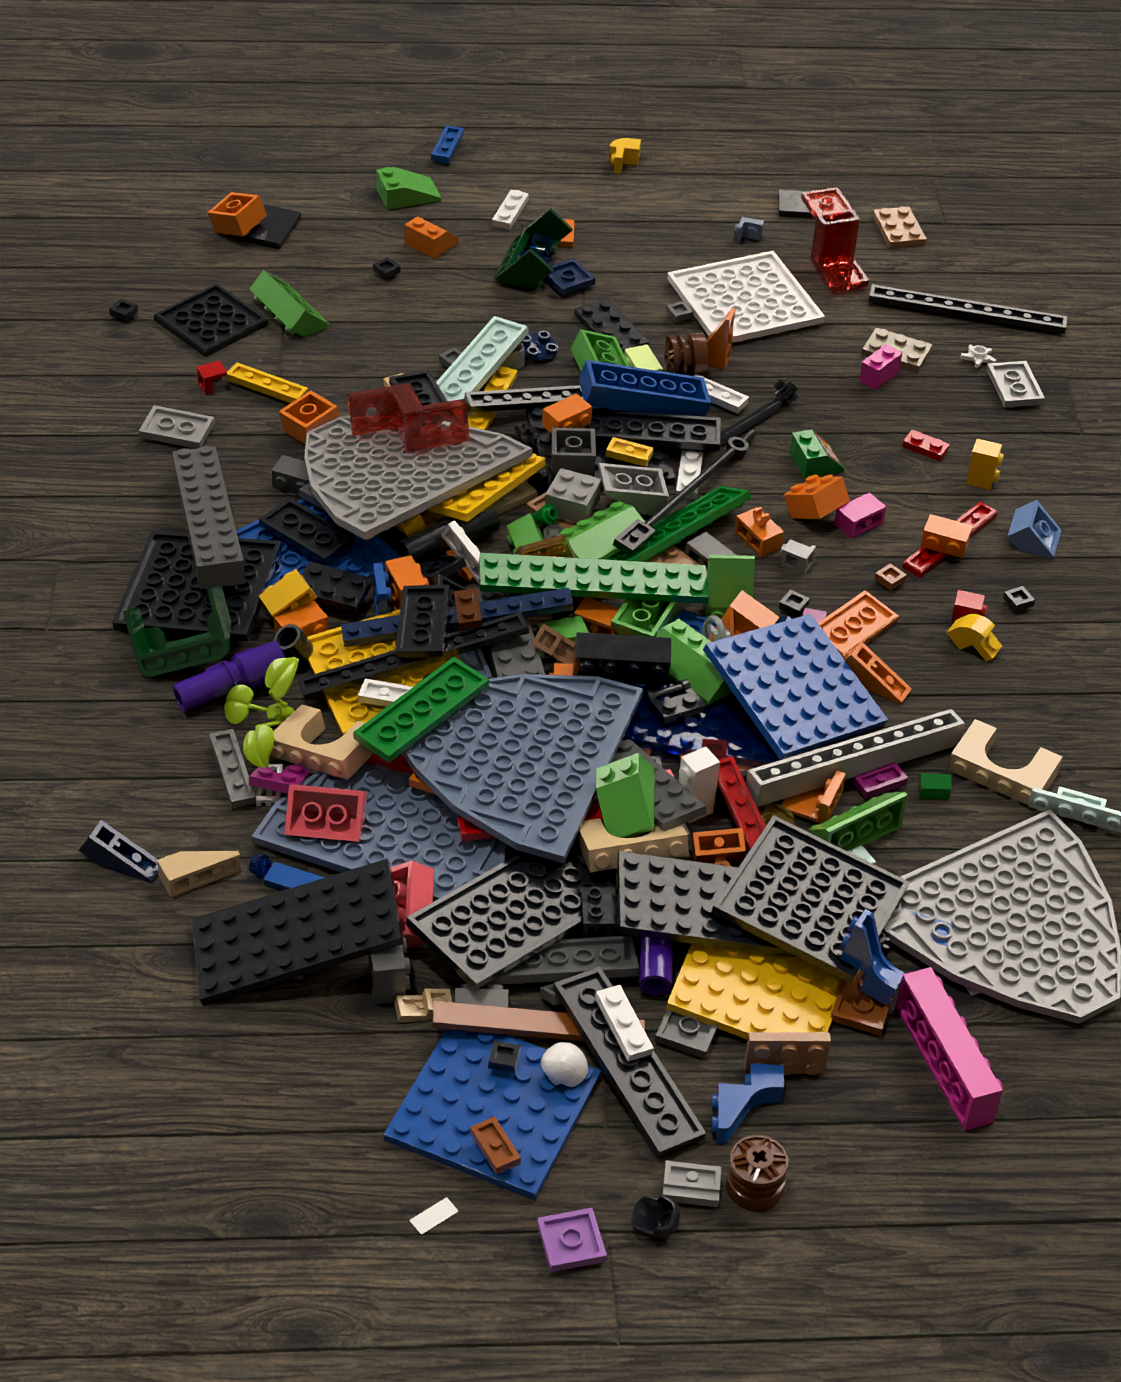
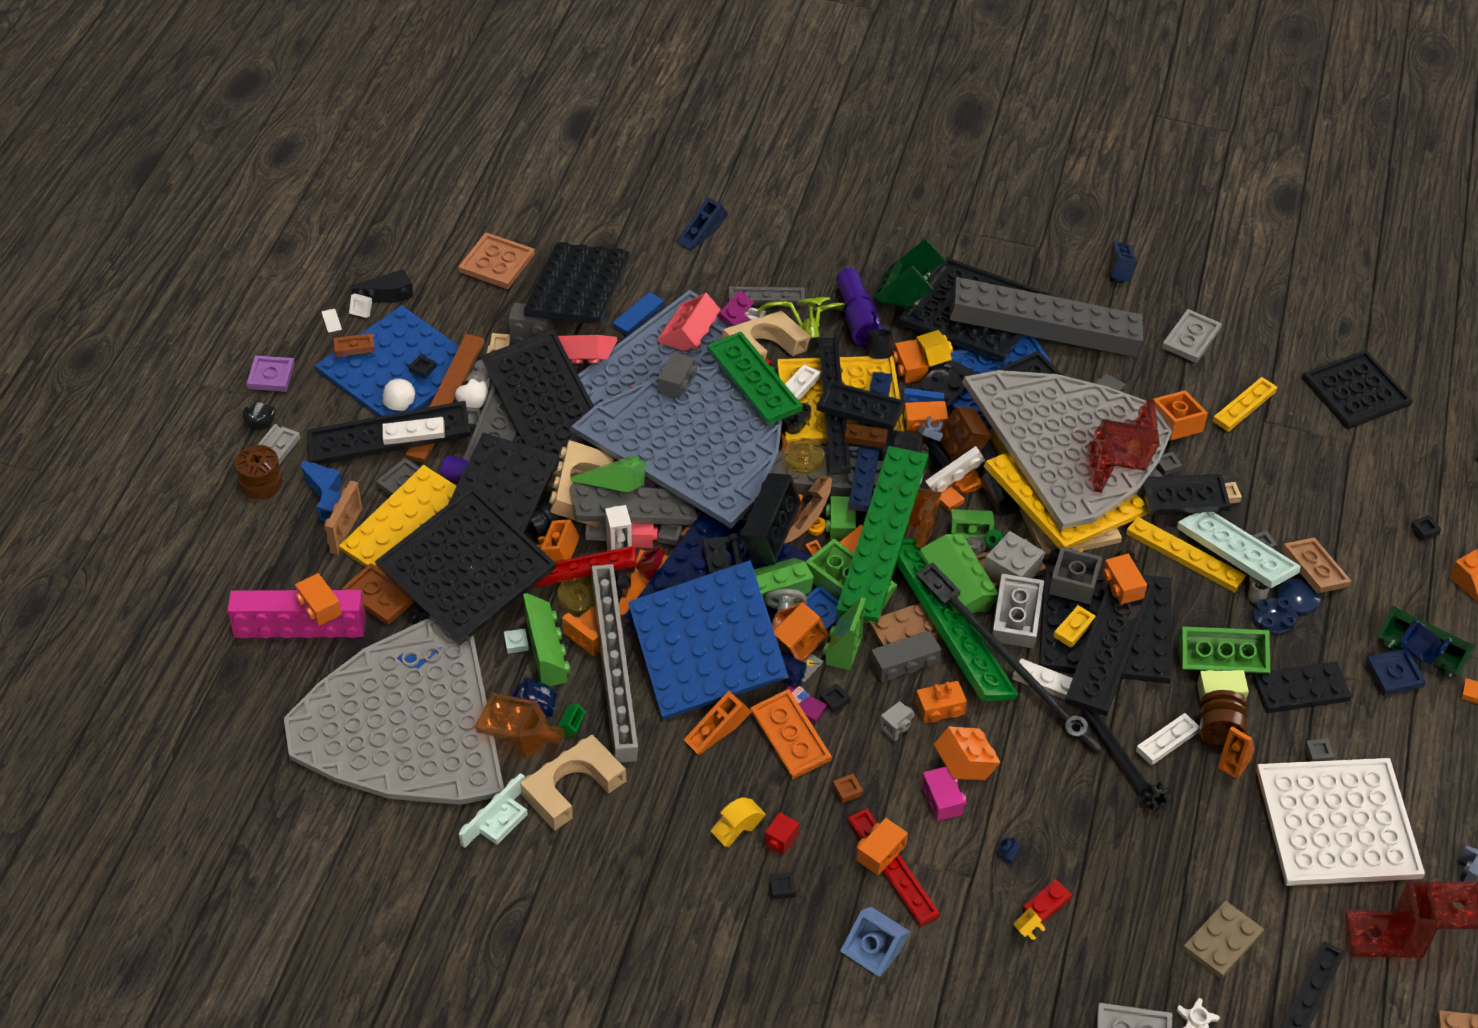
camera: 110 degrees right, 5 degrees up
(75, 484) = (1122, 262): none -> dark blue slope
(123, 310) = (1374, 330): black plate -> none
(196, 868) = (673, 256): tan slope -> none
(209, 373) = (1259, 364): red panel -> none
(257, 1055) = (496, 260): none -> nougat plate
(260, 865) = (663, 291): clear blue plate -> none
(287, 305) = (1366, 442): bright green slope -> none
(355, 1155) = (386, 288): none -> black slope
(403, 1179) = (360, 305): none -> white tile
(427, 542) = (963, 432): none -> reddish brown brick
(431, 567) = (931, 431): none -> sand blue tile
(449, 773) = (676, 375): none -> dark grey brick
(466, 324) = (1316, 565): none -> medium nougat plate
(511, 657) = (804, 455): none -> clear yellow plate
(518, 398) = (1179, 574): black plate -> none
(527, 992) = (473, 393): none -> white hair
(643, 390) = (1157, 656): blue brick -> none
(813, 454) = (1048, 790): green slope -> none
(864, 952) = (387, 568): blue arch -> none
(880, 366) = (1184, 901): dark pink brick -> none
(880, 780) = (593, 684): magenta plate -> none
(889, 471) = (1008, 849): none -> dark blue plate
(923, 815) = (537, 692): none -> clear blue piece
(948, 996) = (317, 599): none -> orange brick
(959, 445) = (1028, 922): none -> yellow tile
(974, 812) = (518, 721): none -> clear orange plate
(984, 464) = (983, 924): yellow brick -> none

